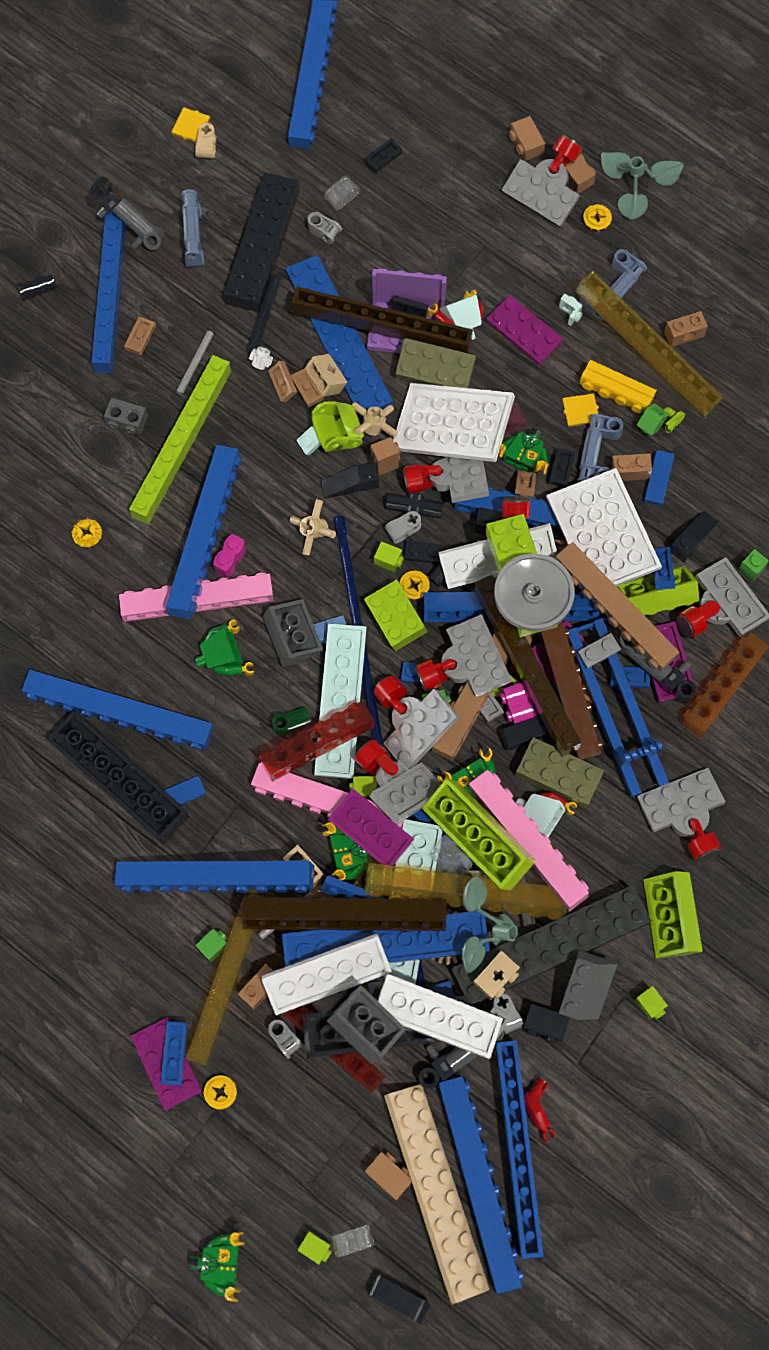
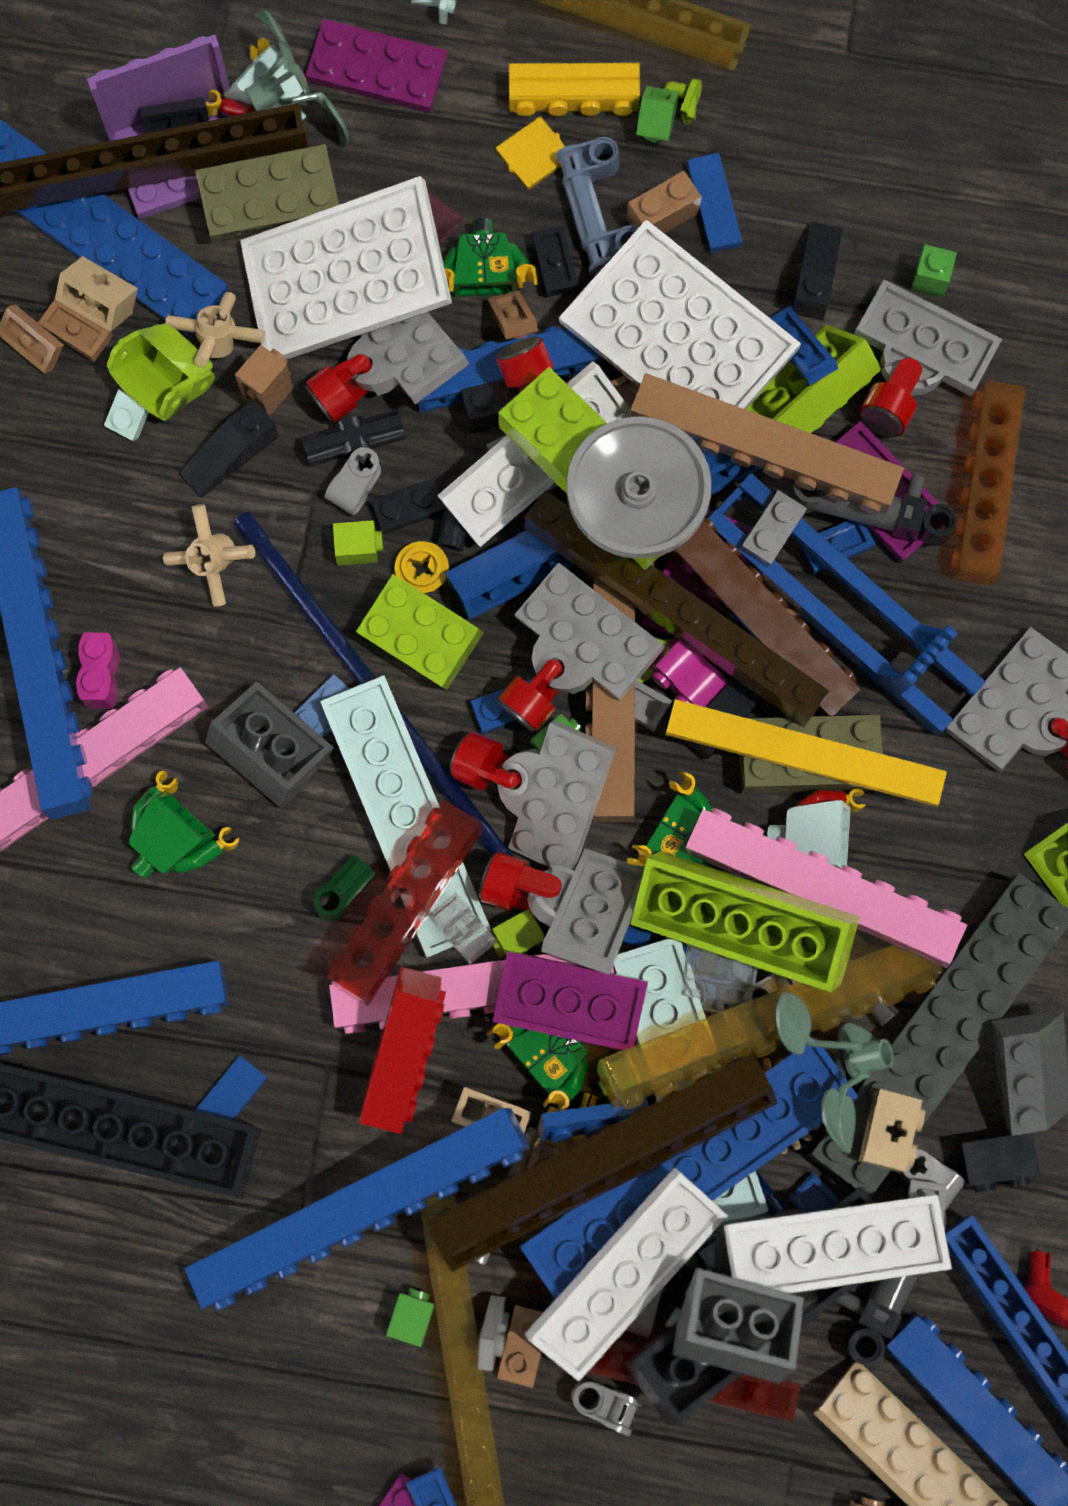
camera: 30 degrees left, 5 degrees up
(247, 971) = (493, 1333): none -> light grey plate
(276, 809) = (403, 1050): none -> red brick
(338, 768) = (462, 928): none -> clear beam
(461, 316) = (268, 88): none -> sand green plant
(555, 769) = (806, 753): none -> yellow tile

